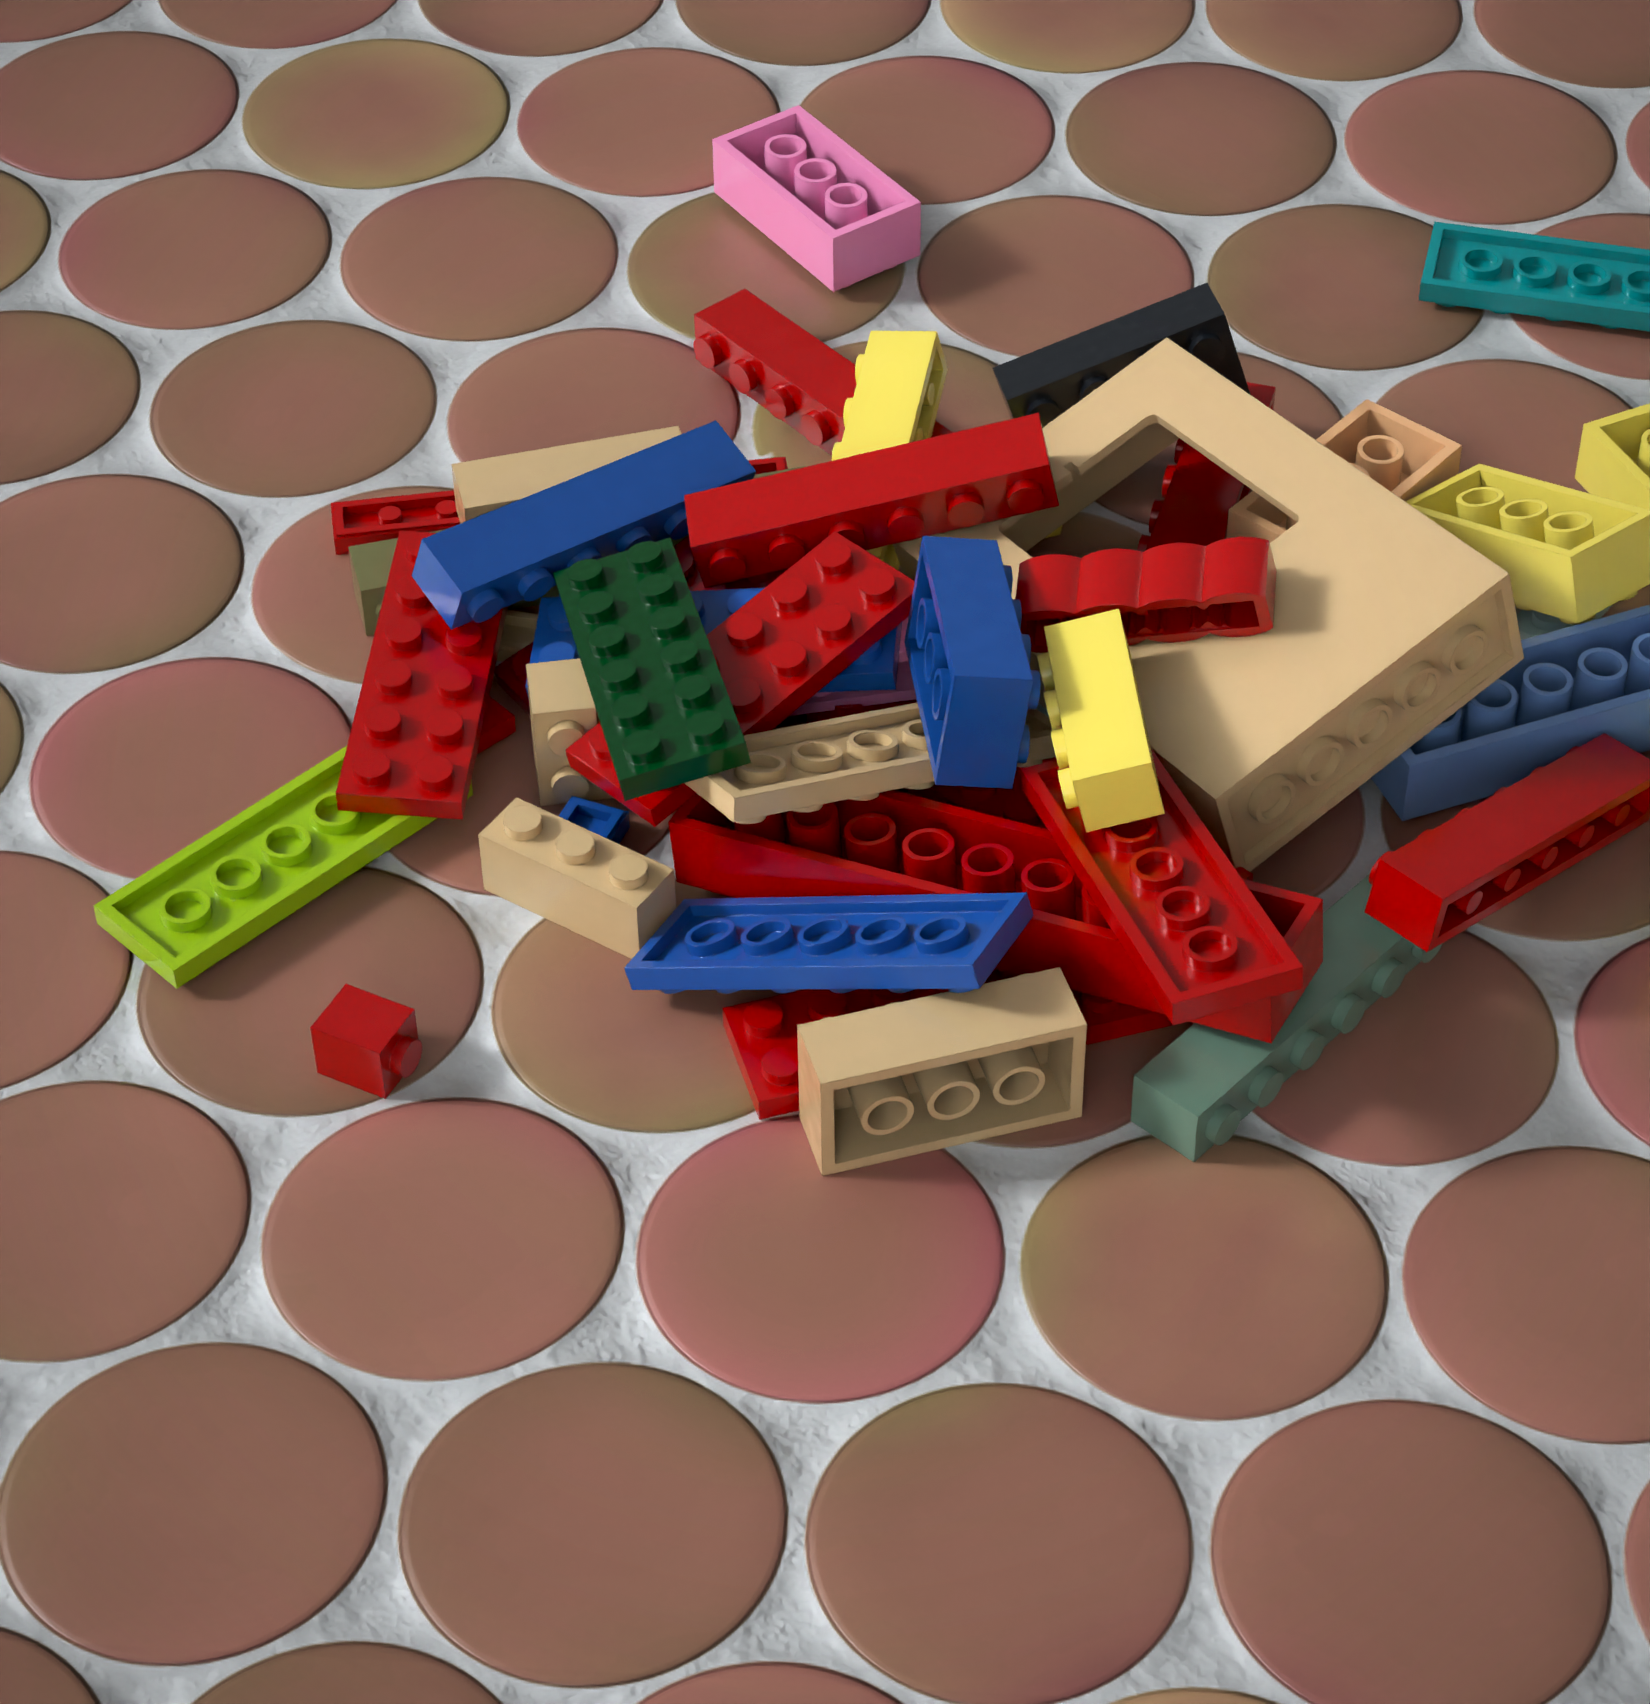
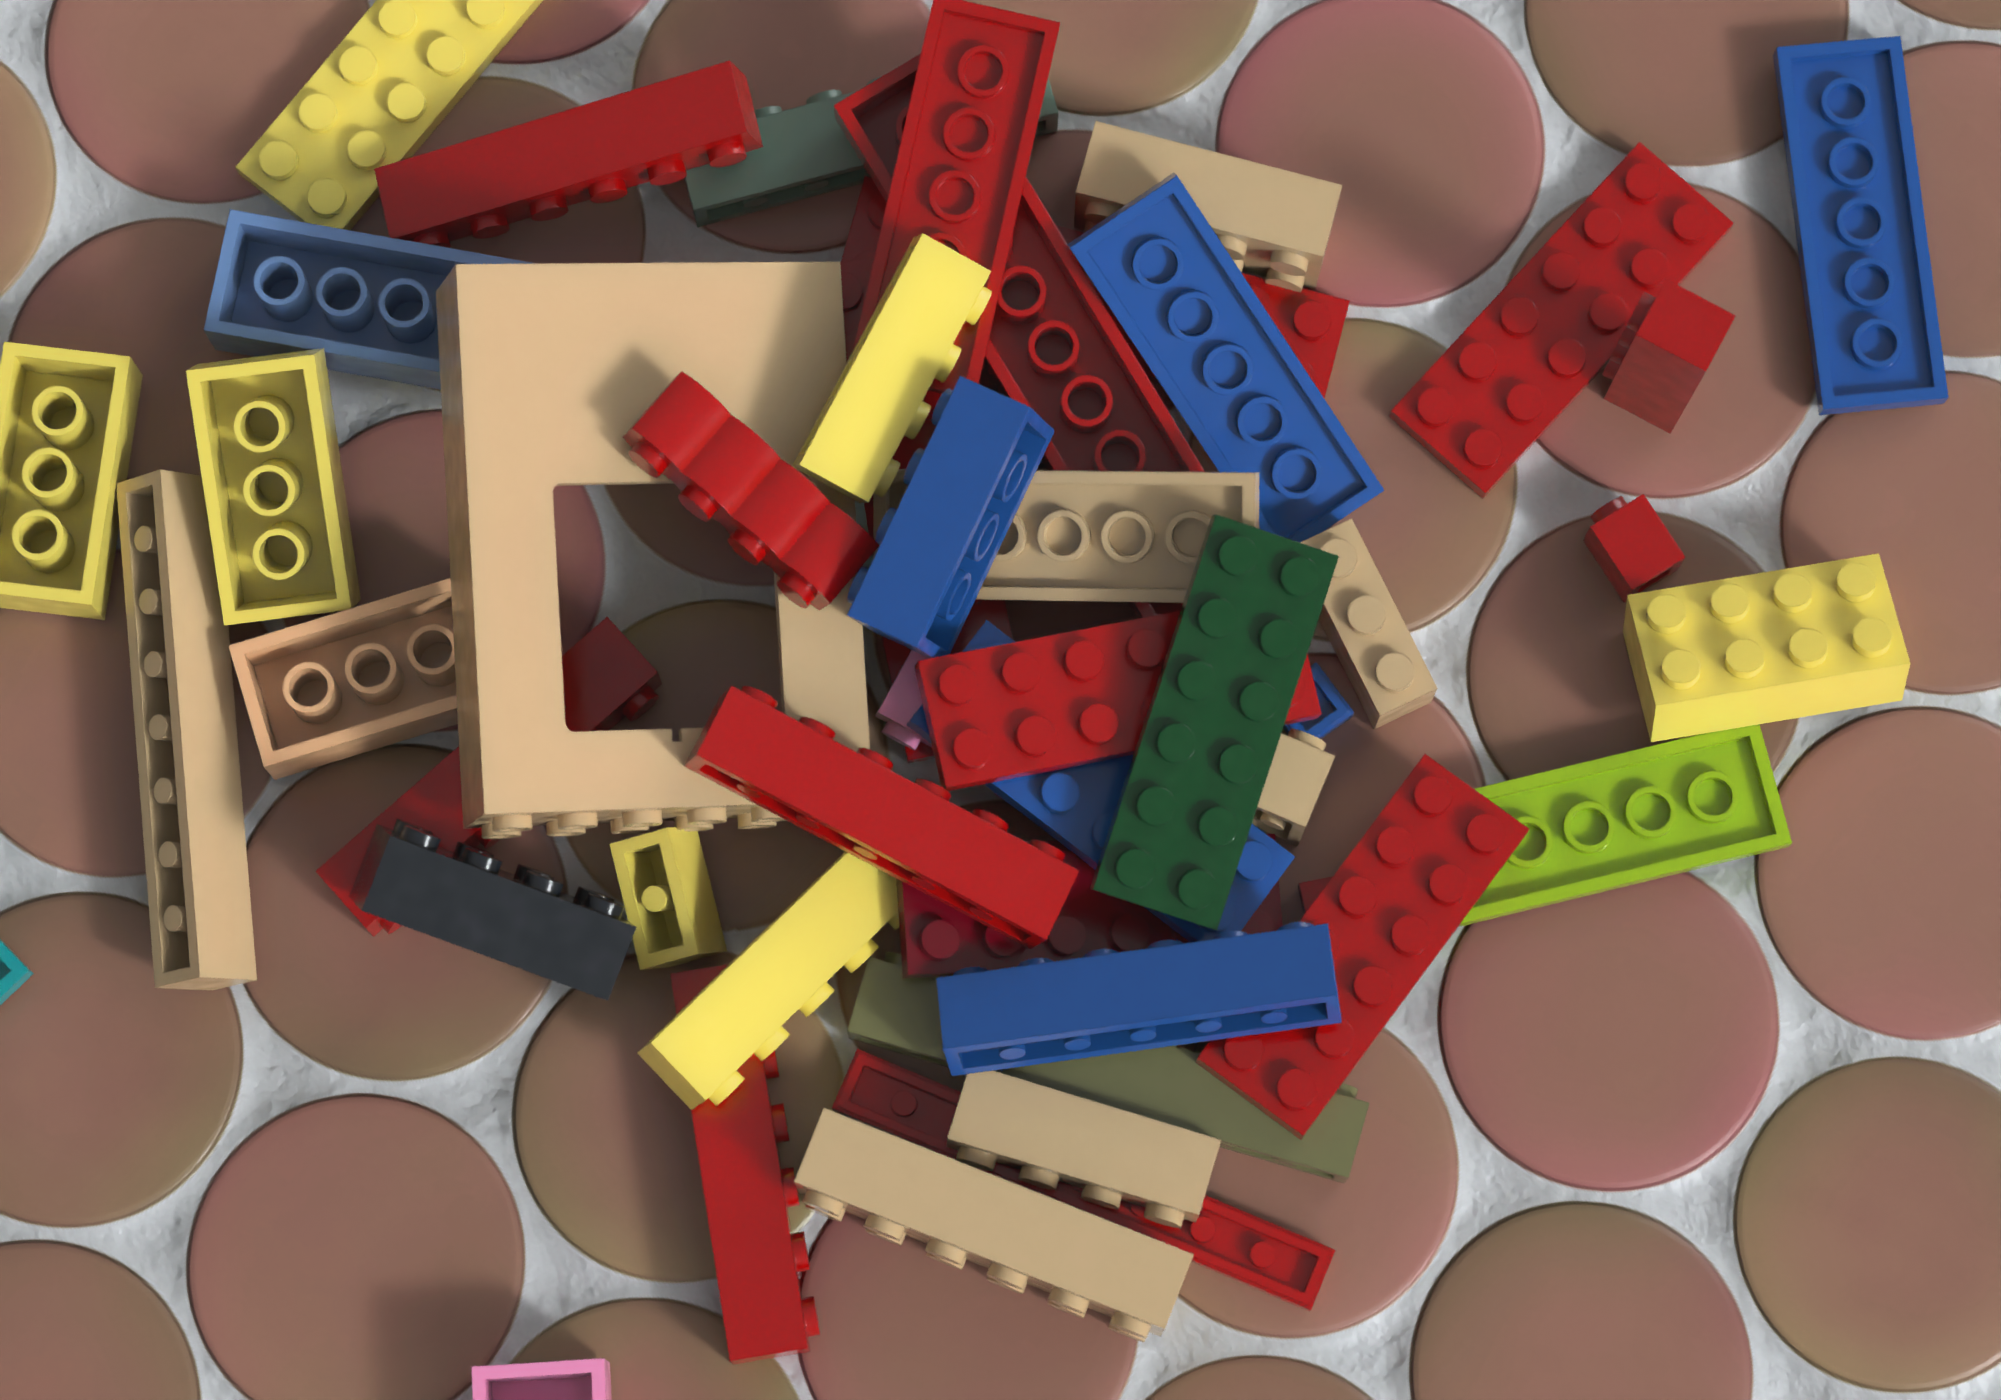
camera: 150 degrees left, 35 degrees up
(193, 1005) = (1765, 647): none -> light yellow brick
(298, 1401) = (1860, 225): none -> blue plate
(415, 1096) = (1665, 354): none -> red brick
(545, 1199) = (1558, 320): none -> red plate
(611, 395) = (992, 1224): none -> tan brick
(1365, 363) = (185, 737): none -> tan brick

